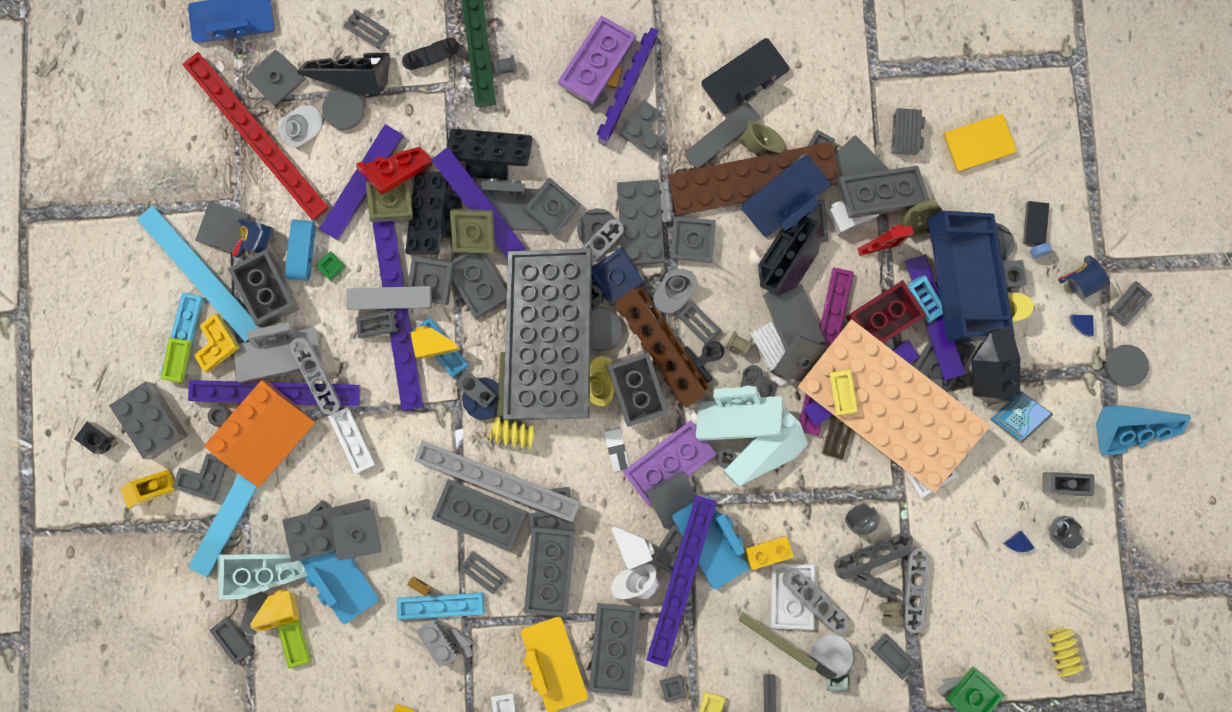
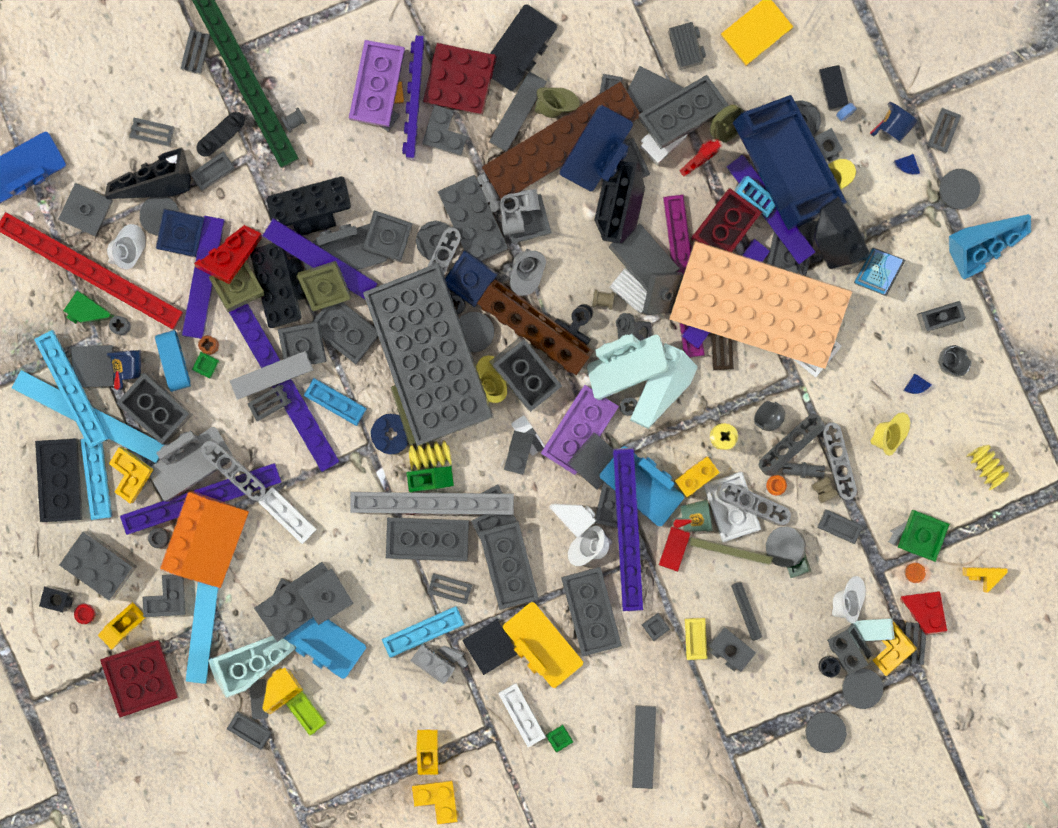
camera: 20 degrees left, 5 degrees up
(117, 463) = (84, 613): none -> red tile
(144, 547) = (139, 678): none -> dark red plate
(145, 324) = (58, 480): none -> black plate
(176, 360) = (100, 502): lime tile -> none
(192, 241) = (71, 389): none -> medium azure tile
(236, 171) = (85, 310): none -> green slope
(260, 192) = (123, 330): none -> dark grey bush
(342, 253) = (204, 340): none -> dark orange bush
(354, 130) = (179, 232): none -> dark blue plate
(409, 86) = (212, 171): none -> dark grey tile
(419, 586) = (398, 621): pearl gold tile -> none
(431, 343) = (325, 401): yellow slope -> none
(475, 389) = (381, 428): dark grey leg -> none
(500, 646) = (490, 646): none -> black tile
(504, 456) = (430, 479): none -> green slope
(601, 463) = (518, 452): none -> dark grey slope
(677, 84) = (459, 79): none -> dark red plate
(679, 233) = (512, 219): none -> light grey piece
(686, 311) = (544, 286): dark grey tile -> none
(720, 616) = (674, 549): none -> red tile
(752, 593) = (694, 517): none -> sand green hat
(817, 526) = (715, 436): none -> light yellow piece
(843, 392) = (711, 309): light yellow tile -> none
(844, 591) = (776, 485): none -> orange plate
(977, 582) = (891, 434): none -> light yellow piece

